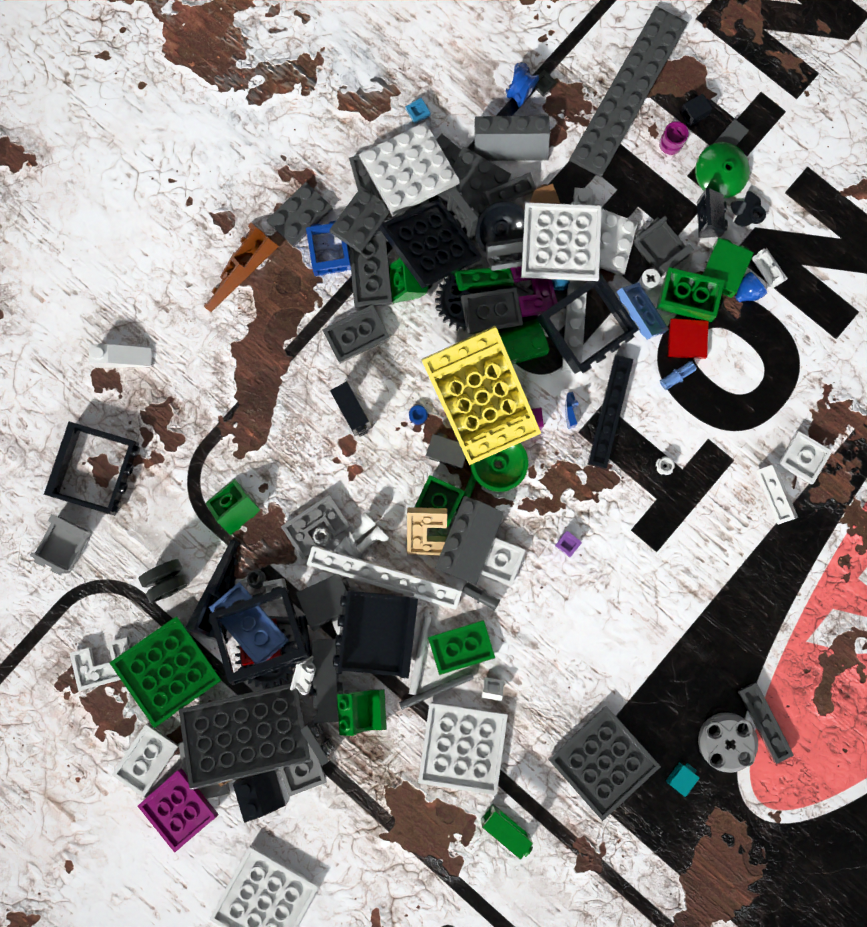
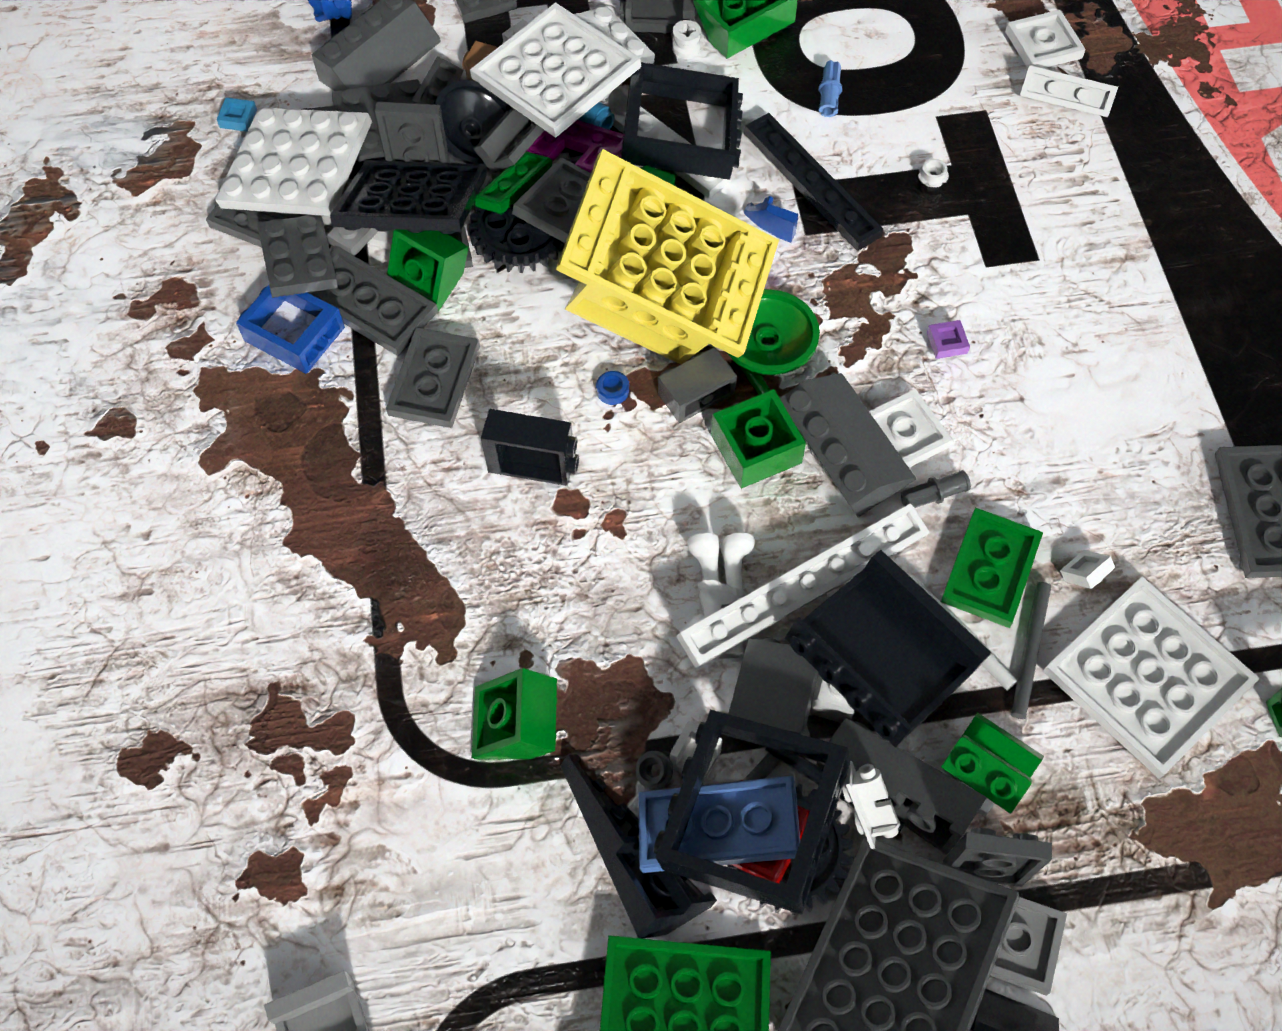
camera: 50 degrees left, 20 degrees down
(63, 459) = (177, 851): black window -> none
(119, 356) = (138, 703): white slope -> none
(163, 579) = (536, 904): pearl dark grey wheel -> none
(243, 262) = (194, 425): dark orange wedge -> none
(298, 212) = (208, 331): dark grey plate -> none
(319, 530) = (665, 622): white plate -> none
(322, 511) = (630, 650): light grey plate -> none
(417, 523) = (790, 502): tan plate -> none
(642, 310) = (718, 63): medium blue plate -> none
(688, 338) = (794, 53): red tile -> none

